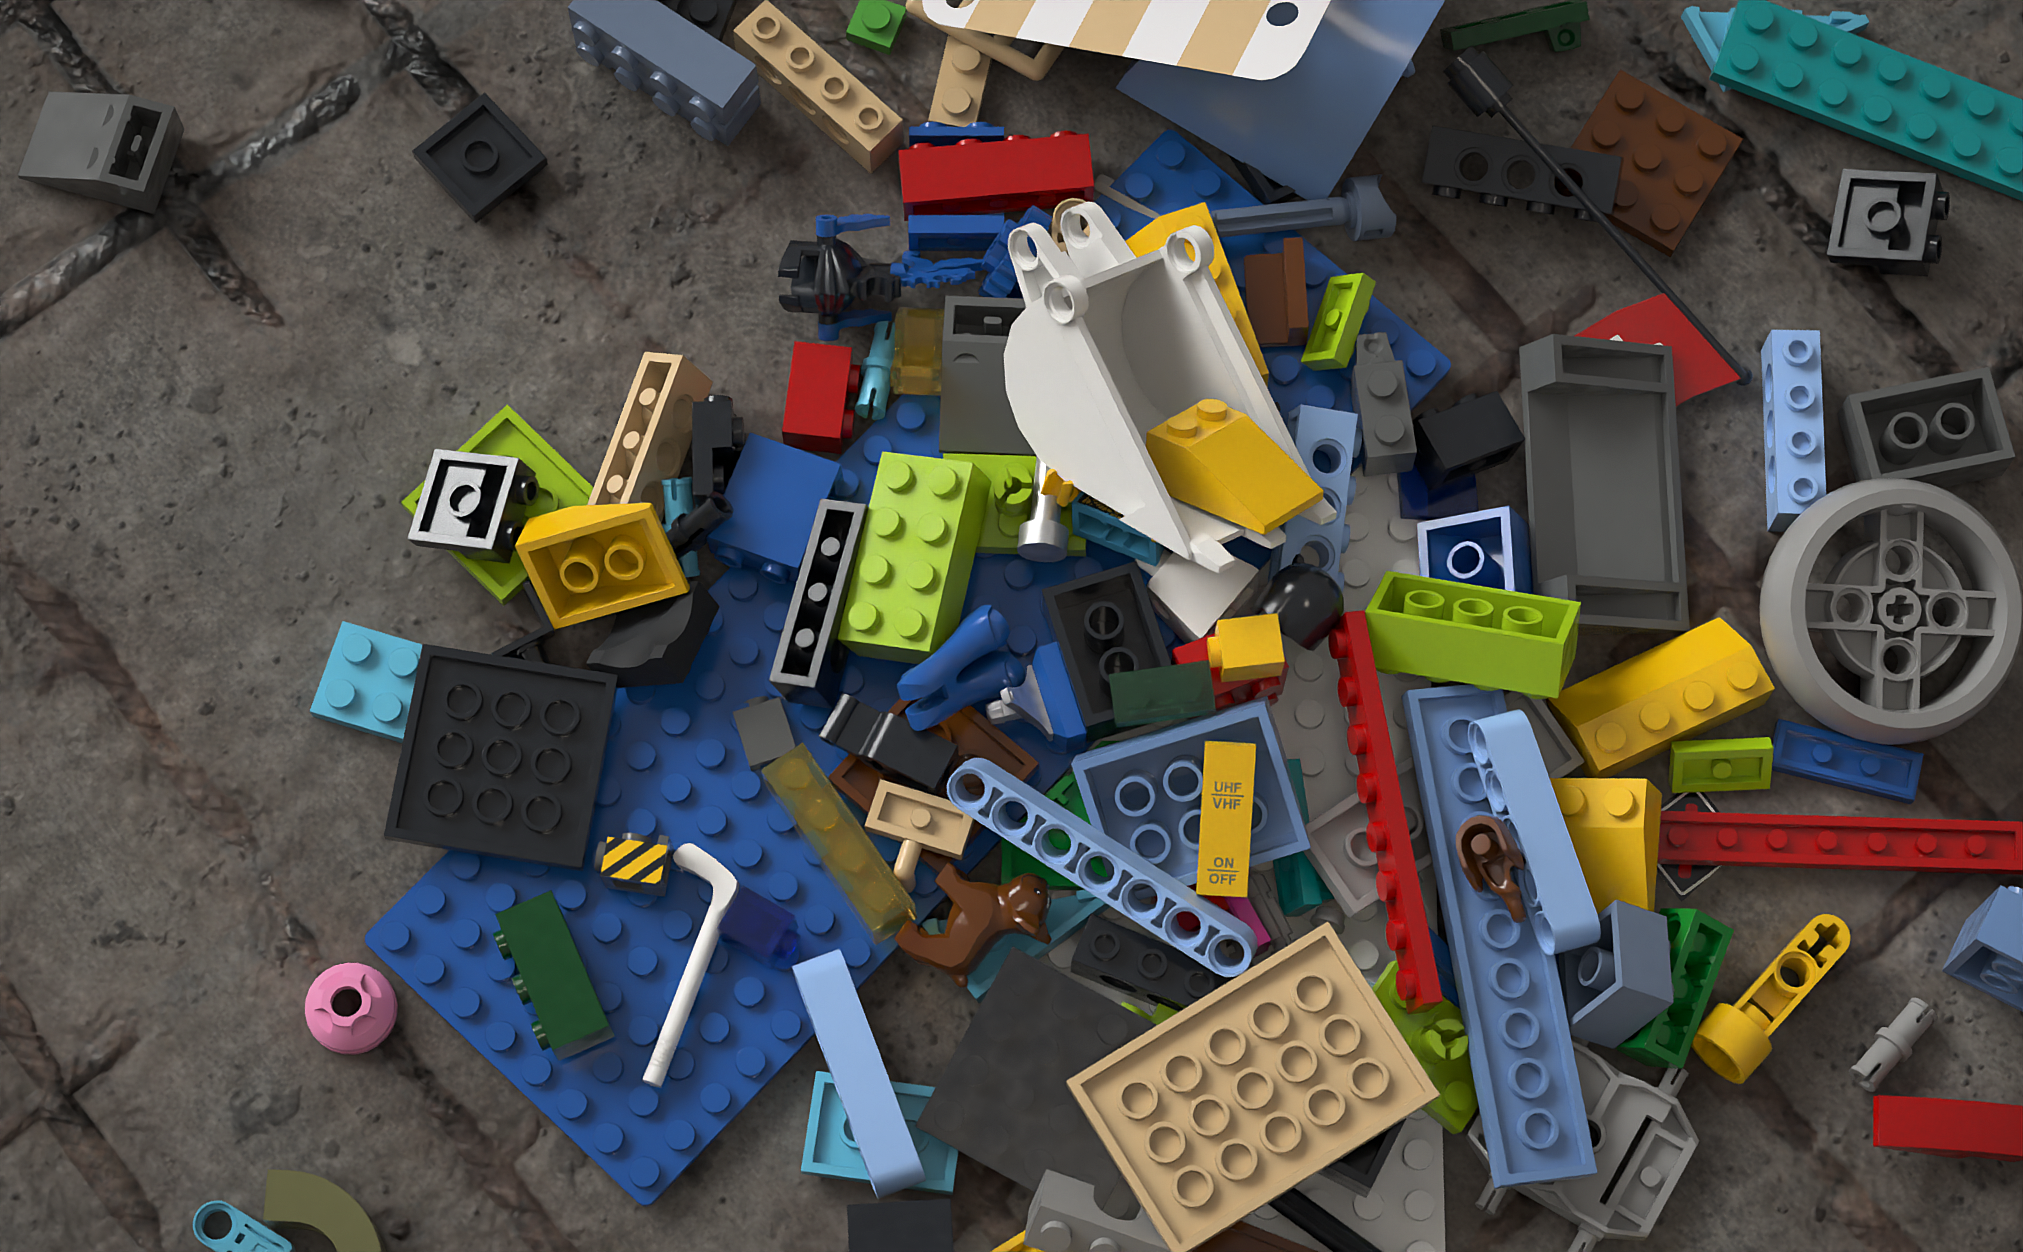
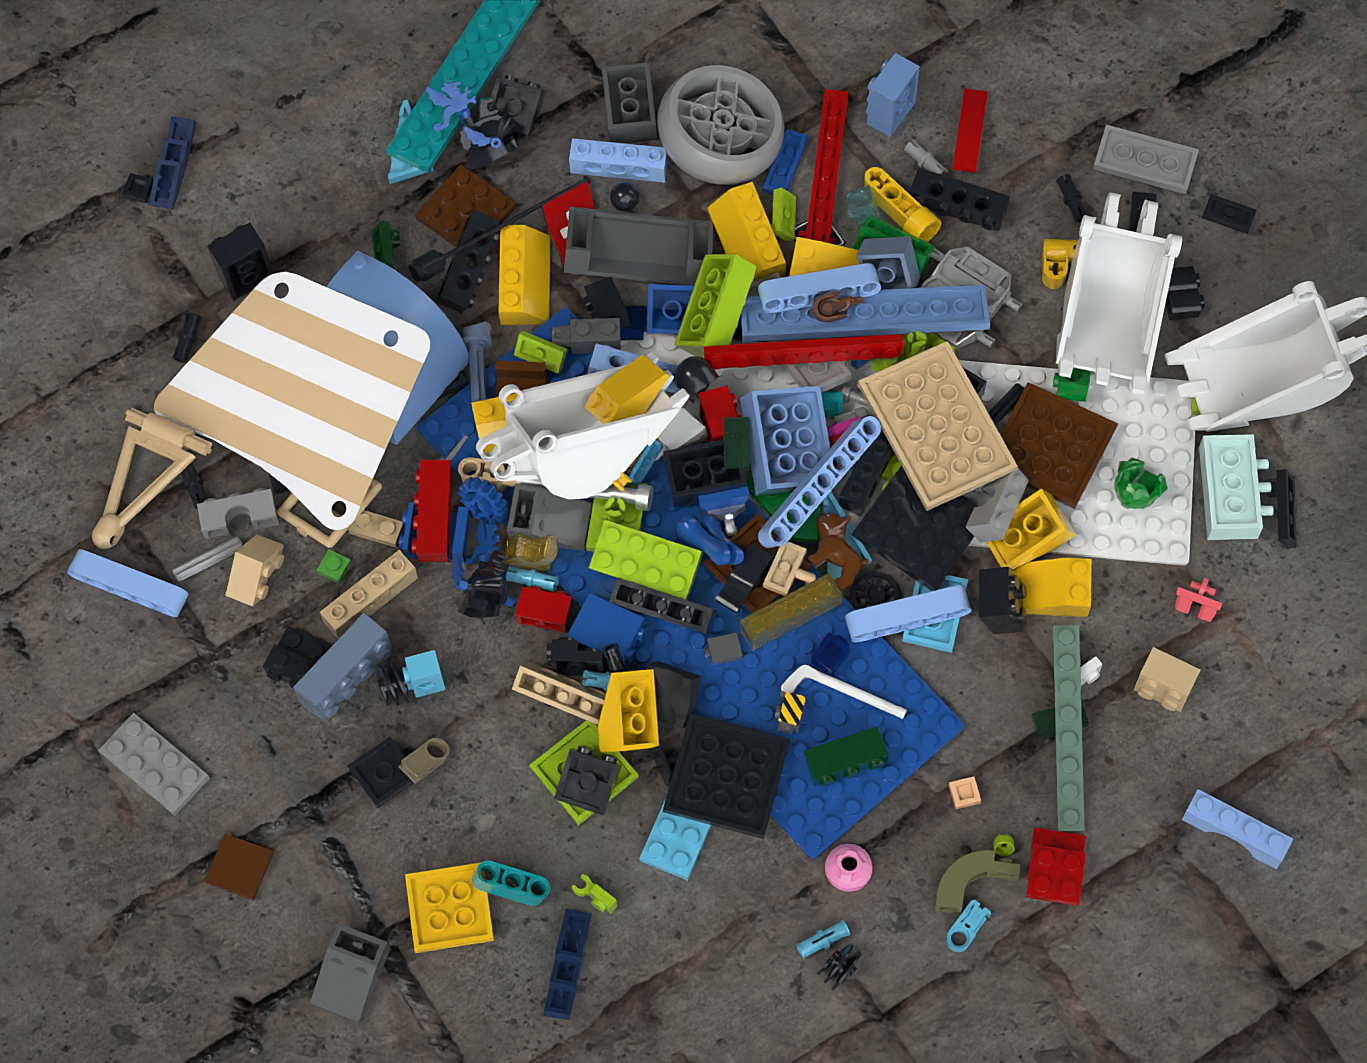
camera: 80 degrees left, 5 degrees down
(137, 517) = (567, 964): none -> dark blue slope
(147, 1002) = (841, 965): none -> black piece
(186, 941) = (823, 939): none -> medium azure pin
(232, 301) = (447, 909): none -> yellow plate
(260, 559) = (600, 898): none -> lime plate
(268, 371) = (523, 880): none -> teal beam
(494, 214) = (421, 763): none -> dark tan piece
(508, 1216) = (964, 793): none -> light nougat plate
(640, 147) = (391, 683): none -> black piece
(663, 196) = (423, 674): none -> medium azure brick
(910, 1013) = (874, 593): none -> black wheel
(1226, 819) = (803, 420): yellow tile -> none
(1247, 648) = (719, 398): yellow brick -> none
(1512, 281) = (524, 276): none -> yellow slope
(1714, 451) = (624, 196): none -> black piece
(1759, 918) = (861, 205): none -> clear light blue brick
(1806, 158) = (479, 135): none -> helmet
(1835, 1045) = (971, 196): none -> black brick

